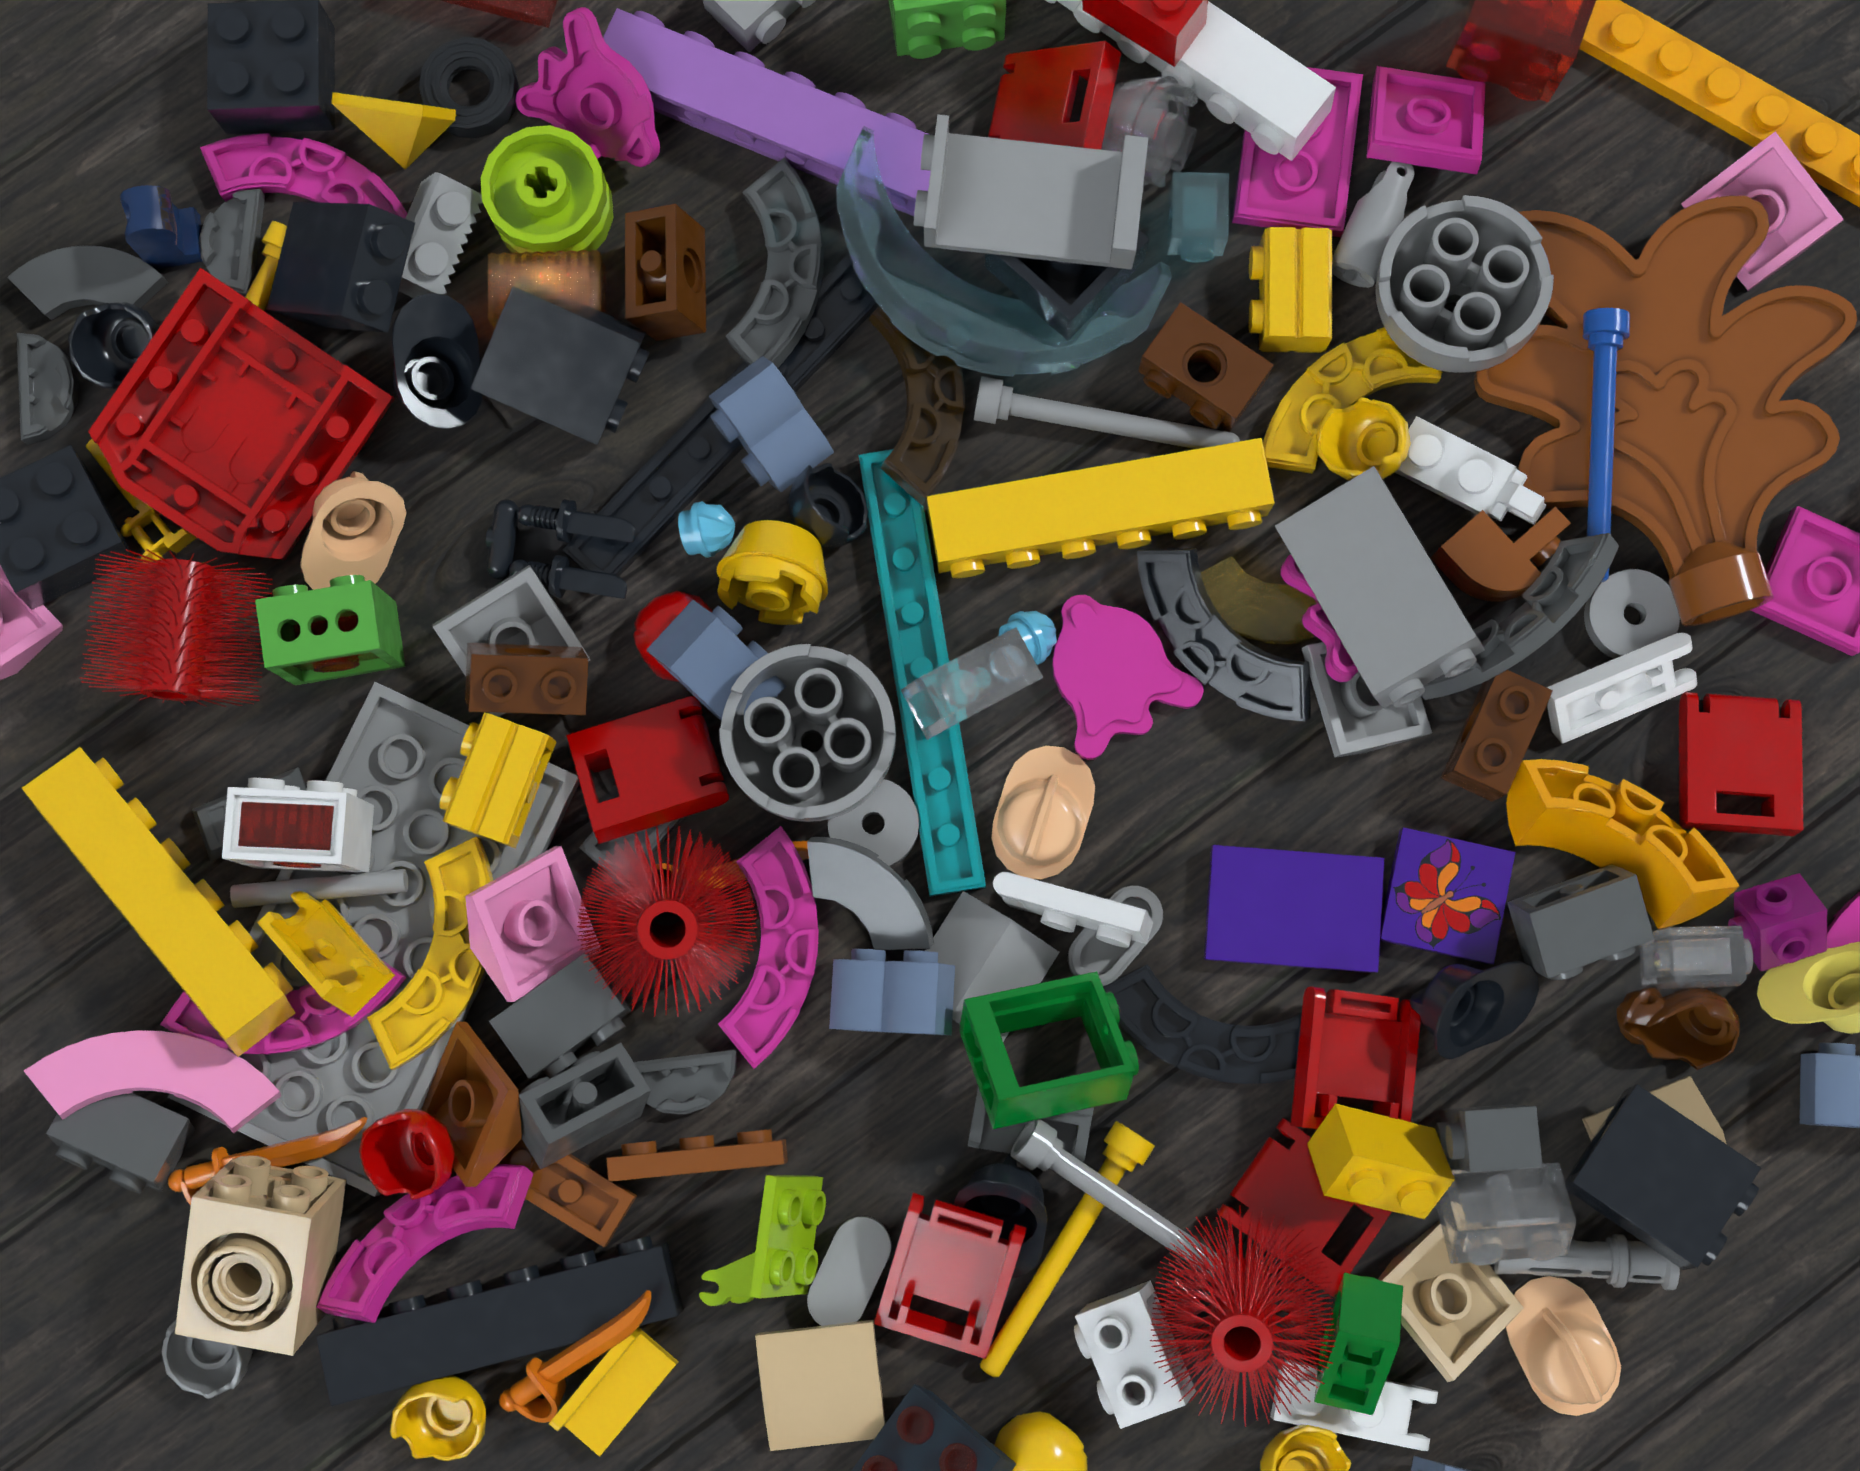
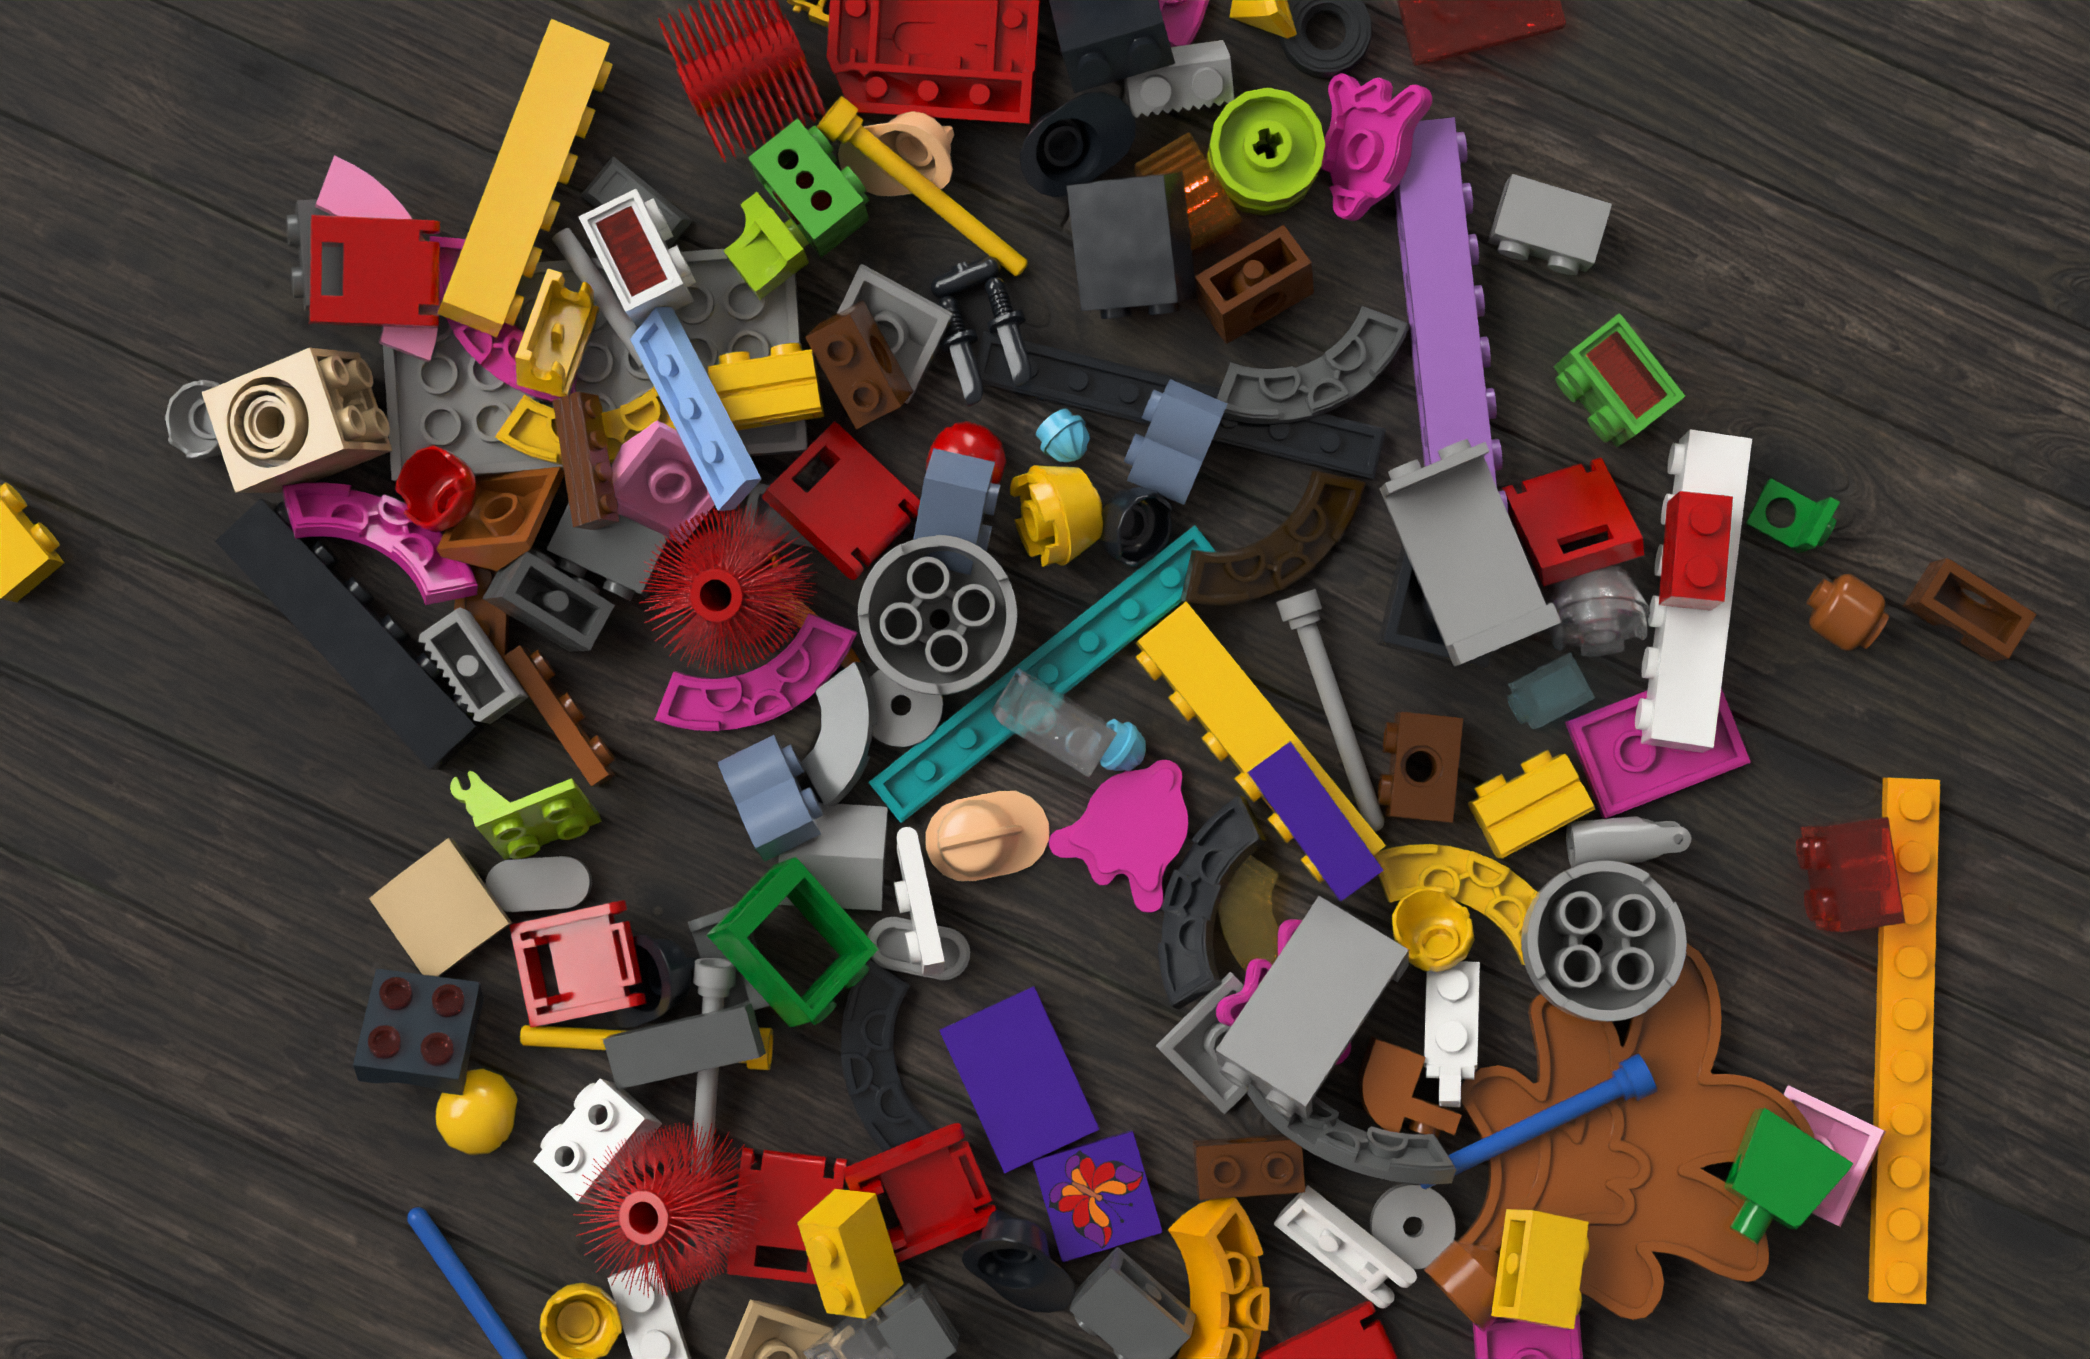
camera: 55 degrees right, 5 degrees up
(166, 1085) = (383, 271): none -> red container
(279, 1154) = (382, 387): orange sword -> none
(292, 564) = (845, 125): none -> yellow piece
(365, 702) = (767, 248): none -> lime brick
(440, 1418) = (252, 630): yellow hair -> none
(464, 989) = (586, 460): none -> reddish brown piece
(476, 853) = (695, 408): none -> light blue plate
(549, 1376) = (330, 696): orange sword -> none
(600, 1214) = (473, 666): none -> light grey brick
(615, 1391) = (348, 752): yellow panel -> none
(689, 1081) = (616, 673): dark grey tile -> none
(958, 318) = (1354, 548): clear light blue windscreen -> none
(1089, 1213) = (684, 1046): none -> dark grey tile
(1203, 488) = (1315, 821): none -> dark purple tile
(1366, 1343) = (699, 1311): green brick -> none
(1426, 120) = (1737, 836): dark pink tile -> none
(1746, 506) = (1540, 1268): none -> yellow brick
(1771, 240) = (1780, 1175): none -> green torso

